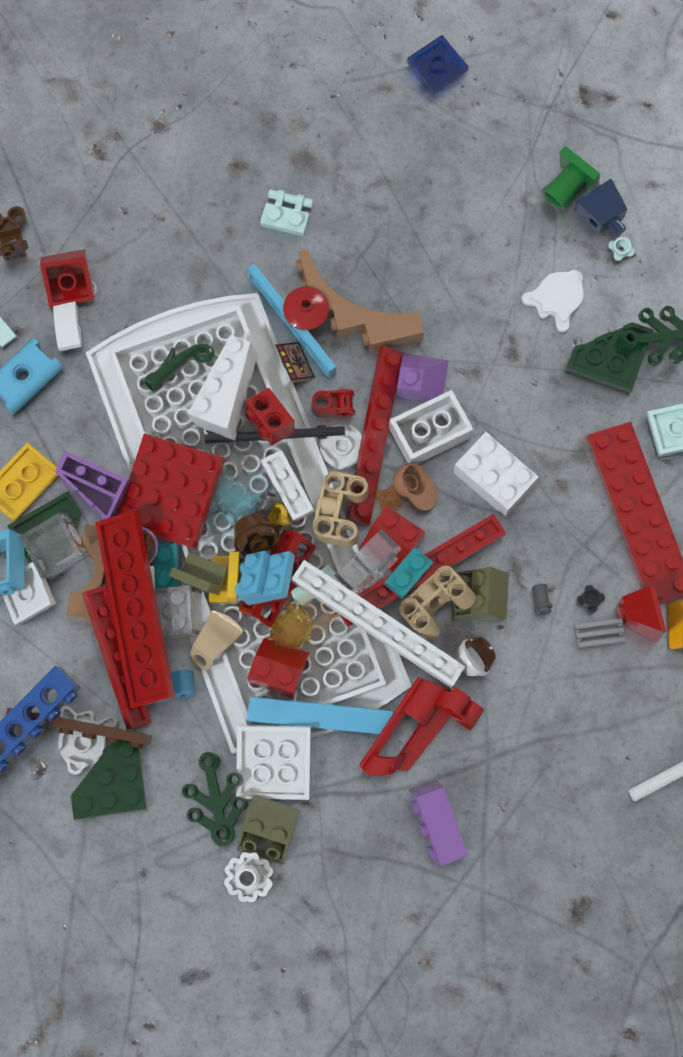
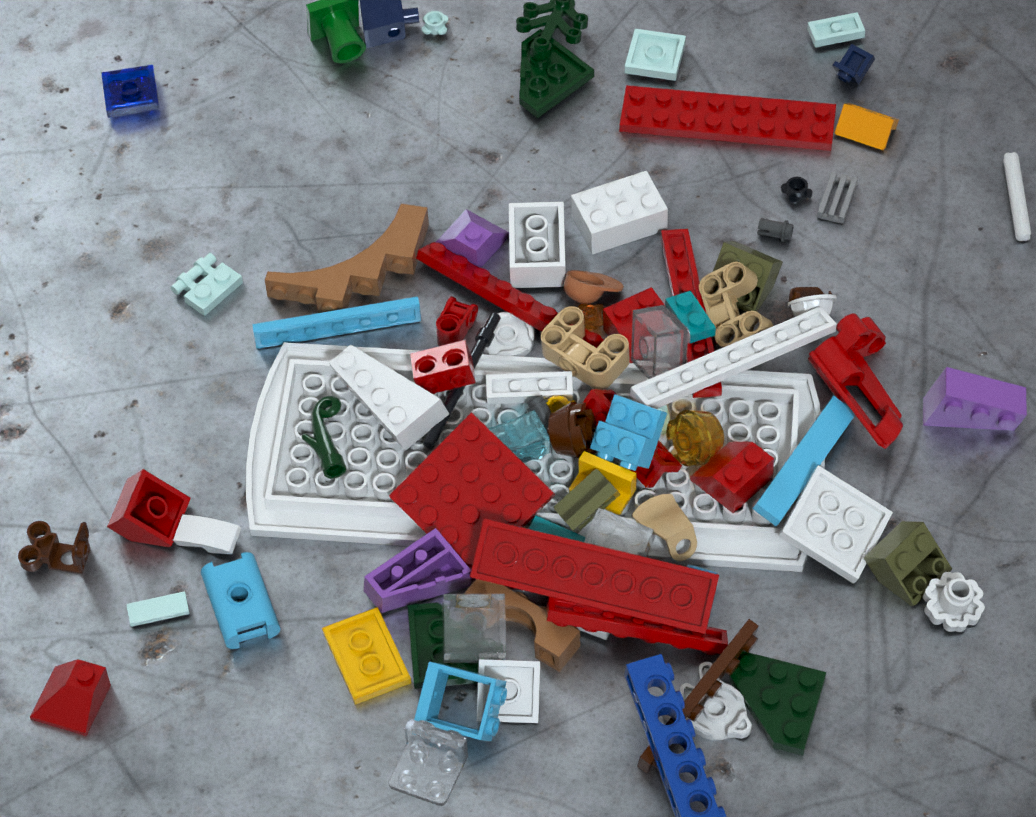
camera: 60 degrees left, 20 degrees down
(216, 802) = (854, 599): dark green plant -> none
(295, 362) = (385, 339): piece -> none
(309, 317) = (334, 297): red dish -> none
(558, 297) = (454, 93): white tile -> none
(642, 613) = (840, 144): red slope -> none

